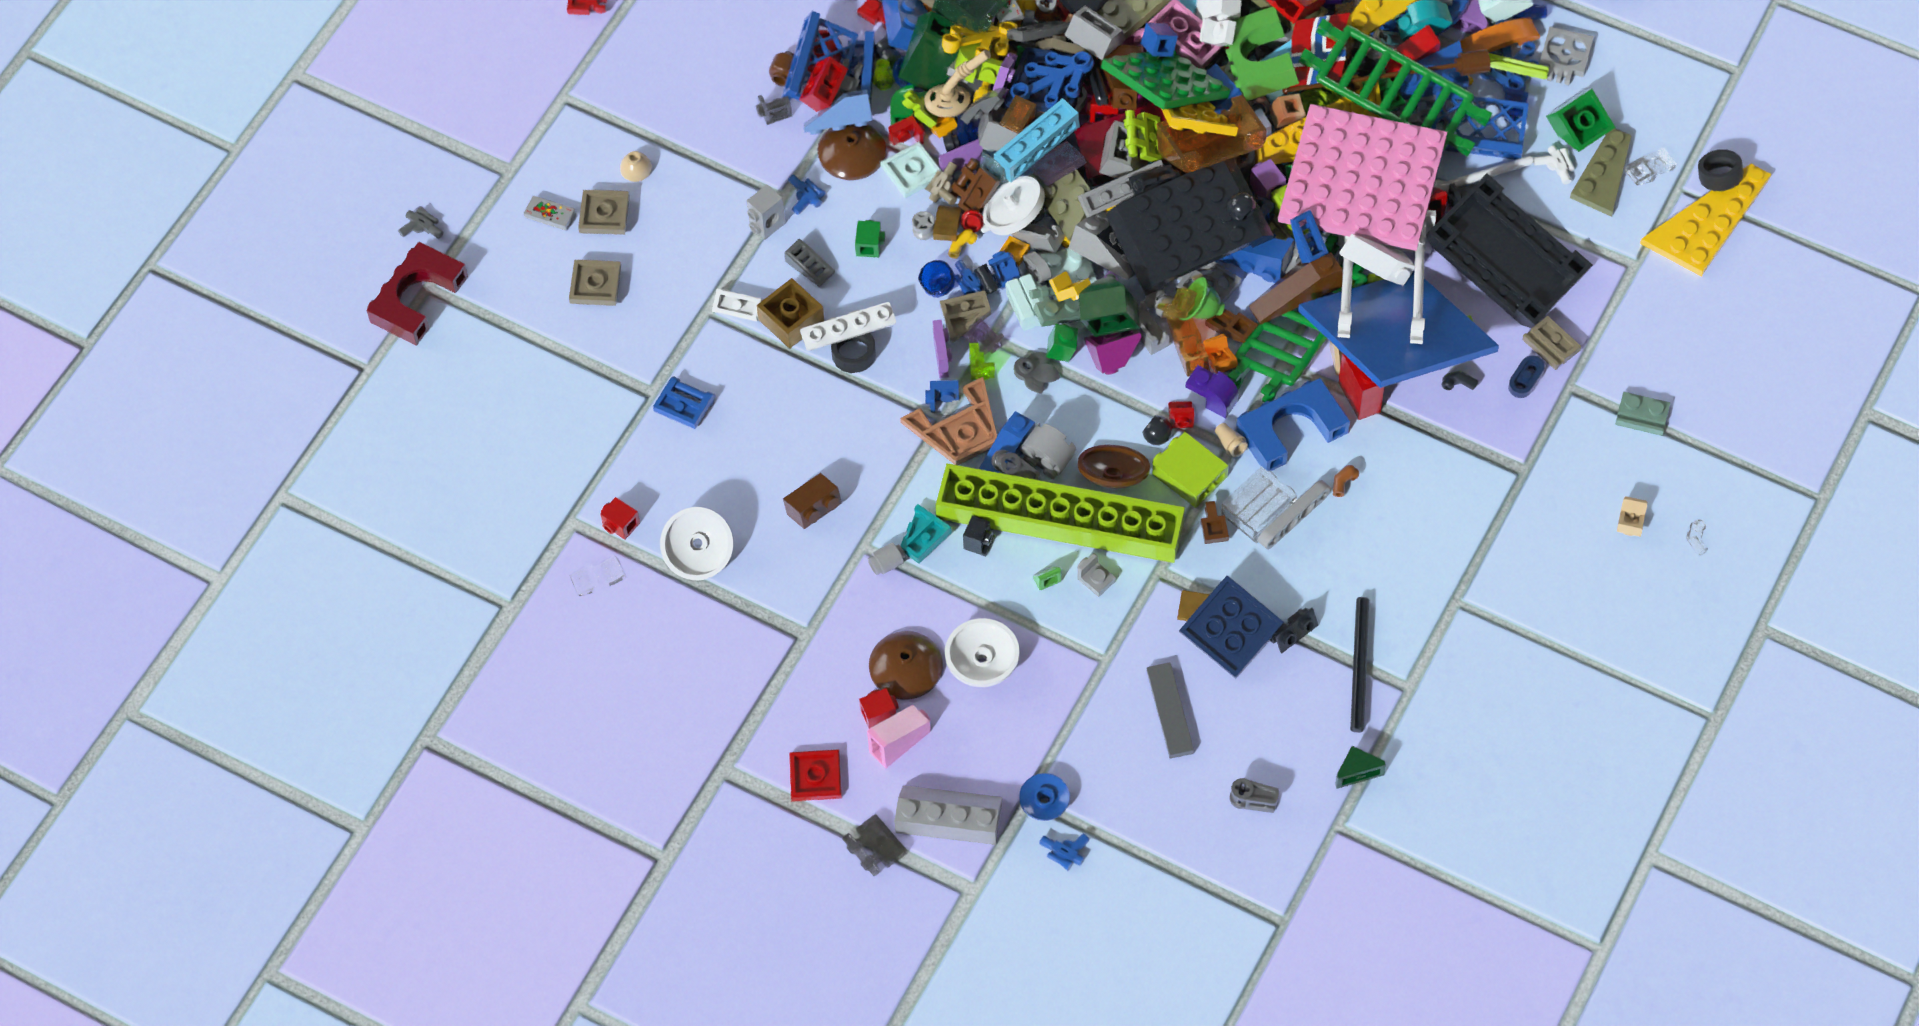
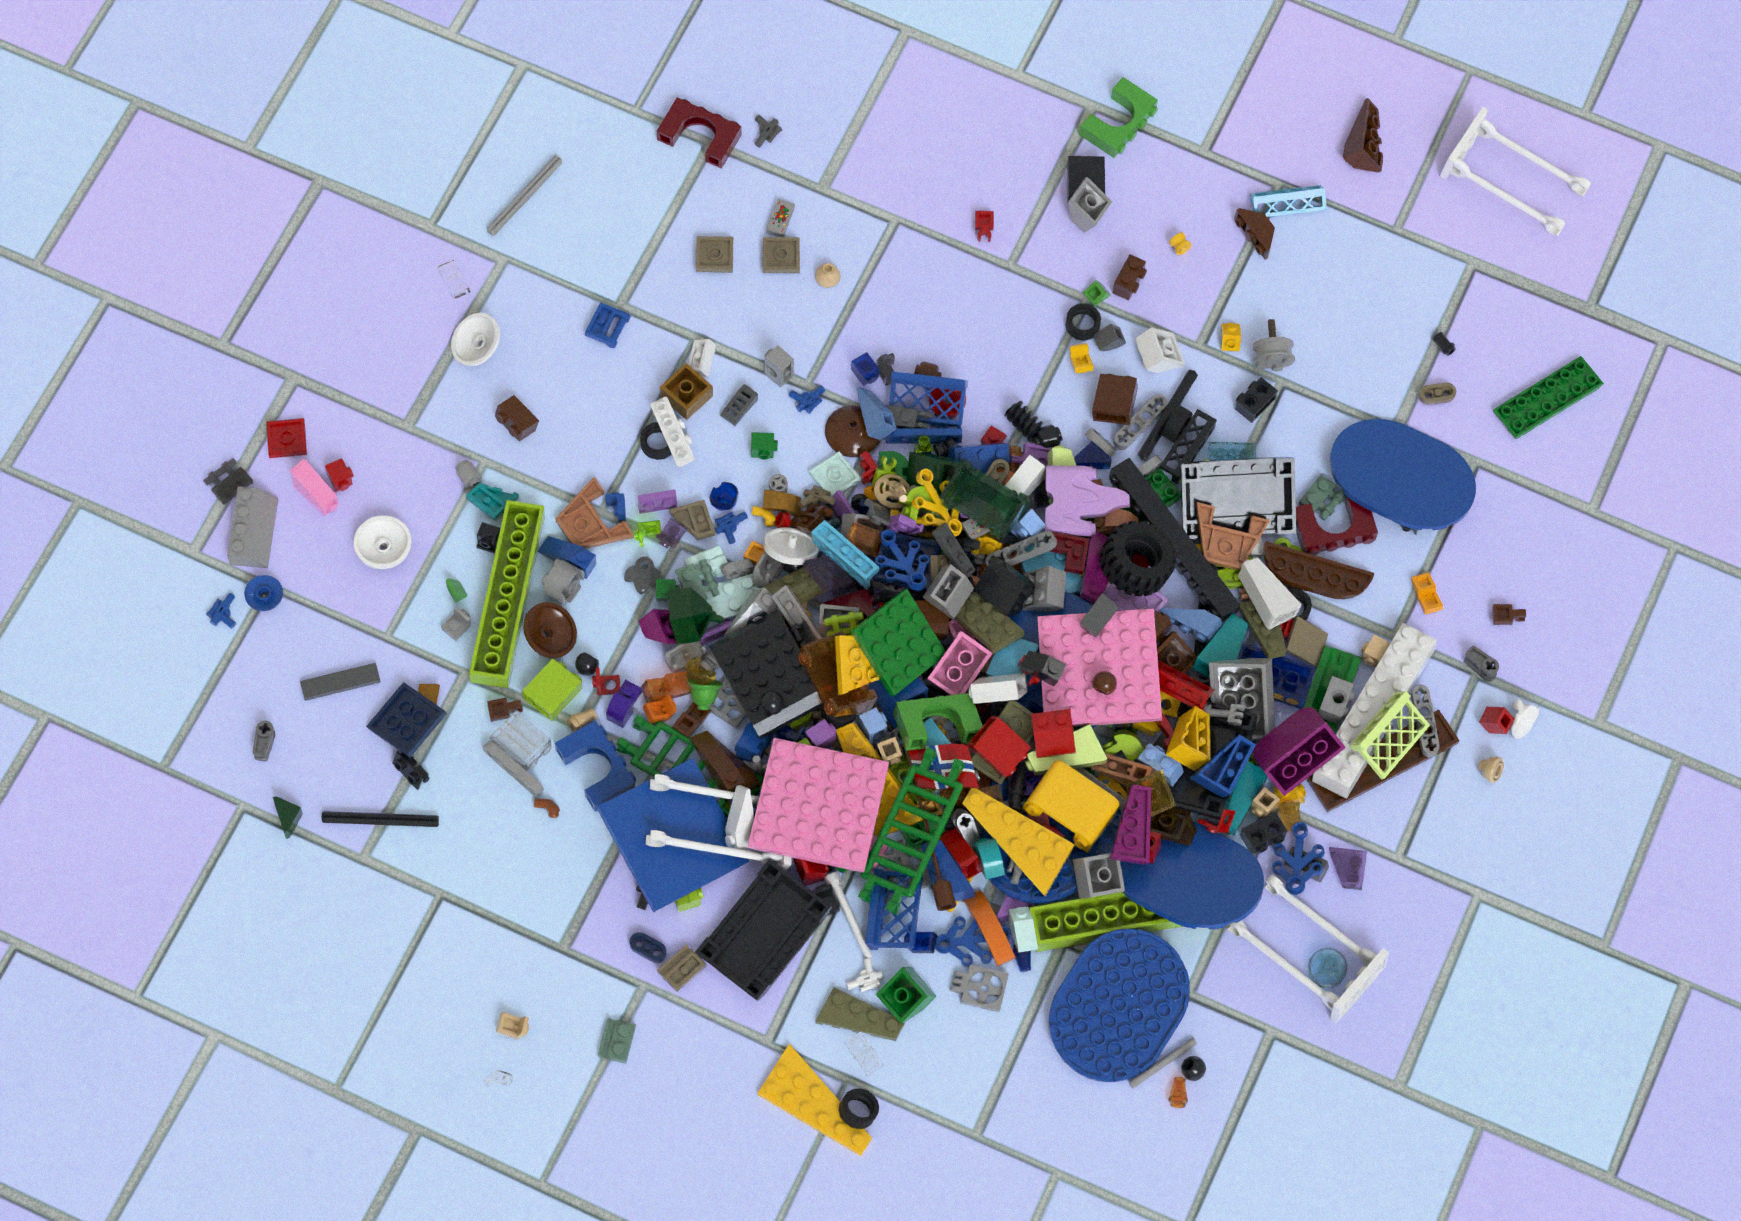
camera: 80 degrees right, 5 degrees up
(482, 493) = (524, 195): none -> light grey axle
(619, 518) = (501, 288): red brick -> none
(774, 127) = (865, 369): none -> clear blue brick
(823, 84) = (899, 396): red brick -> none
(907, 677) = (374, 503): reddish brown dish -> none
(986, 278) = (725, 533): black pin -> none
(1004, 267) = (735, 547): blue bracket -> none
(1016, 466) = (544, 557): flat silver piece -> none
(1065, 288) = (704, 583): yellow bracket -> none
(1159, 39) = (939, 637): blue brick -> none
(1217, 33) = (958, 685): white bracket -> none
(1316, 239) = (746, 771): blue slope -> none
(1518, 66) = (961, 942): lime axle -> none

